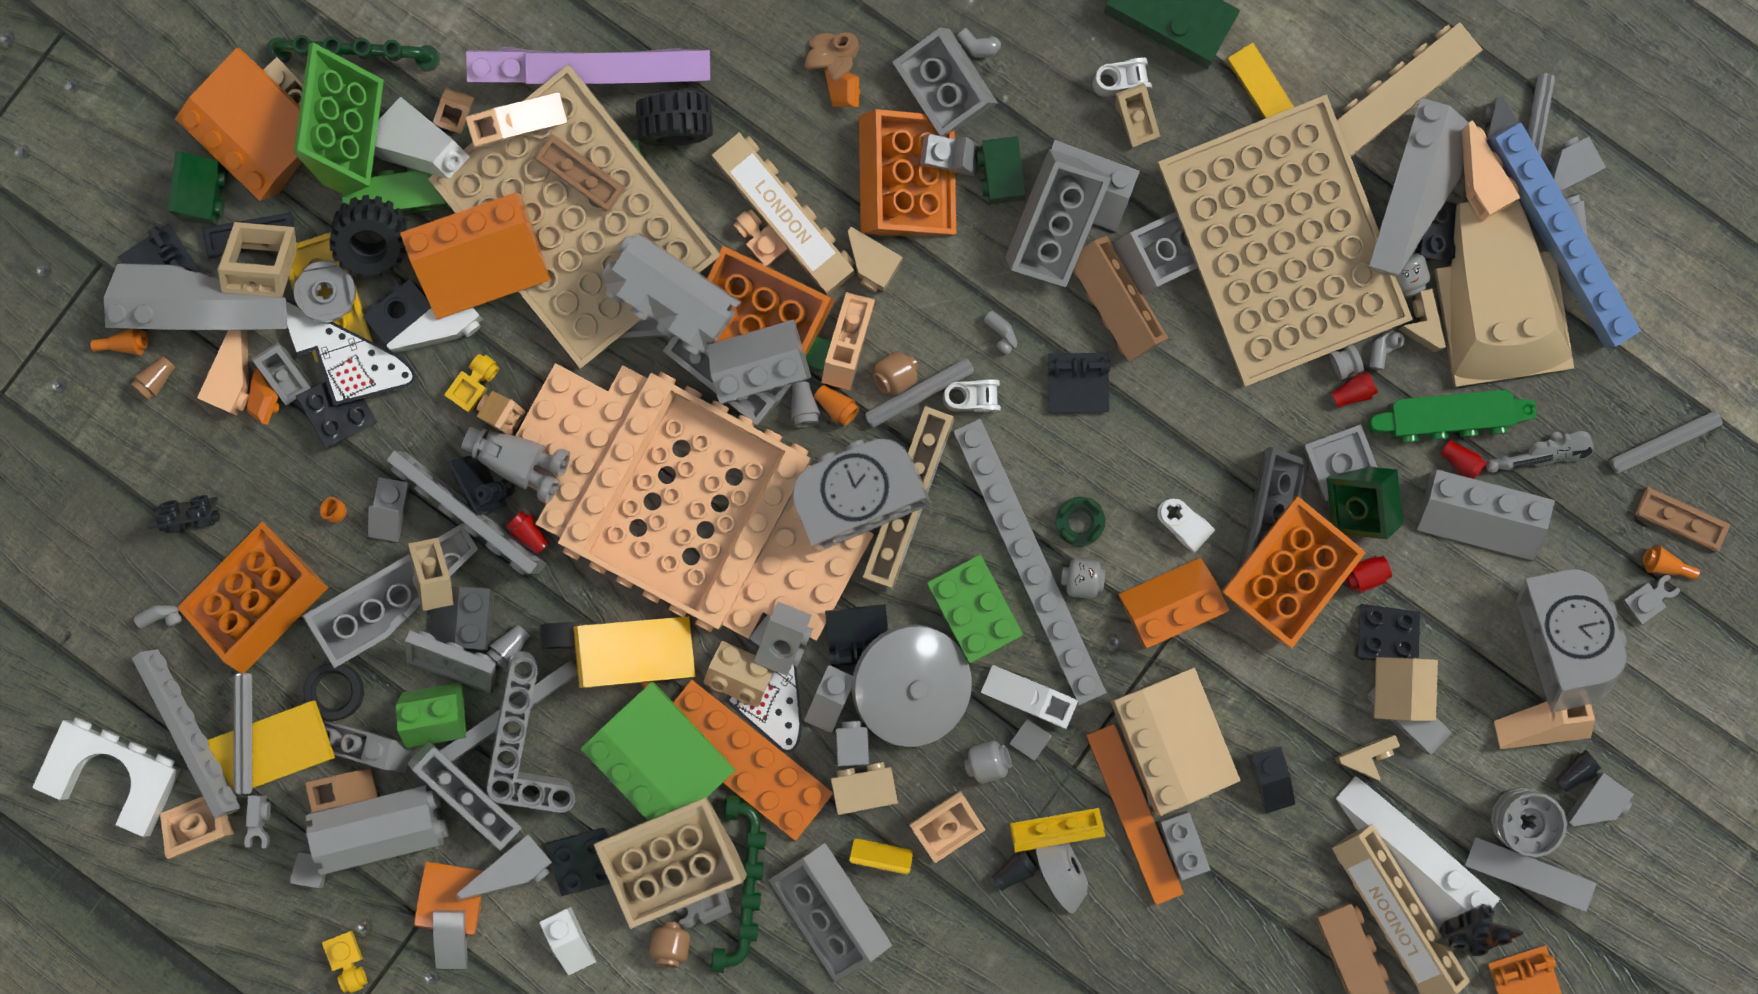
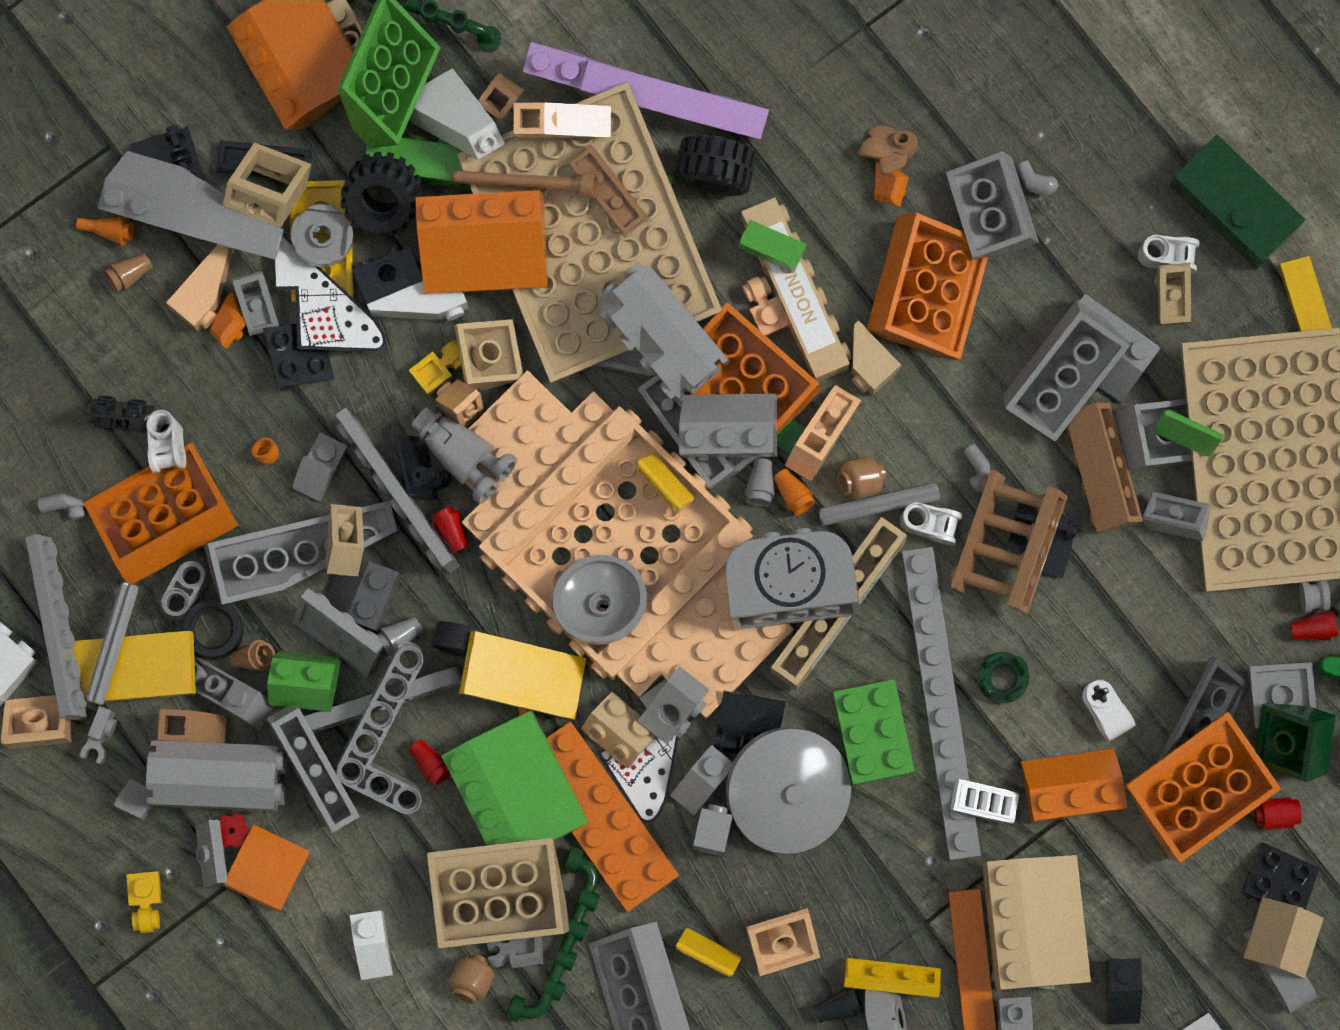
camera: 15 degrees right, 5 degrees down
(197, 189) = (227, 100): dark green slope -> none
(236, 535) = (165, 448): none -> white piece
(291, 661) = (180, 588): none -> light grey beam
(379, 706) = (254, 656): none -> medium nougat cone
(394, 900) = (211, 853): none -> light grey plate
(400, 877) = (235, 822): none -> red plant
(450, 939) = (254, 908): light grey slope -> none
(514, 358) = (488, 353): none -> tan slope
(514, 869) = (337, 857): light grey slope -> none
(556, 174) = (584, 184): none -> medium nougat piece
(571, 756) = (429, 762): none -> red cone
(577, 862) = (404, 869): black hinge -> none
(676, 545) = (594, 583): none -> light grey dish
(714, 432) = (664, 483): none -> yellow slope
(749, 179) = (772, 246): none -> bright green slope
(864, 789) = (711, 880): tan brick -> none
(950, 154) = (977, 279): light grey slope -> none
(988, 762) = (842, 889): light grey head -> none
(1002, 170) = (1024, 309): dark green brick -> none
(1029, 696) = (903, 836): white slope -> none
(1030, 739) = (891, 880): light grey slope -> none
(1076, 381) = (1029, 563): none -> medium nougat fence
(1083, 578) = (990, 734): light grey head -> none
(1113, 638) = (1003, 802): none -> white slope
(1187, 244) = (1187, 432): none -> bright green slope
(1198, 324) = (1177, 516): none -> light grey slope
(1361, 757) = (1218, 996): tan slope -> none

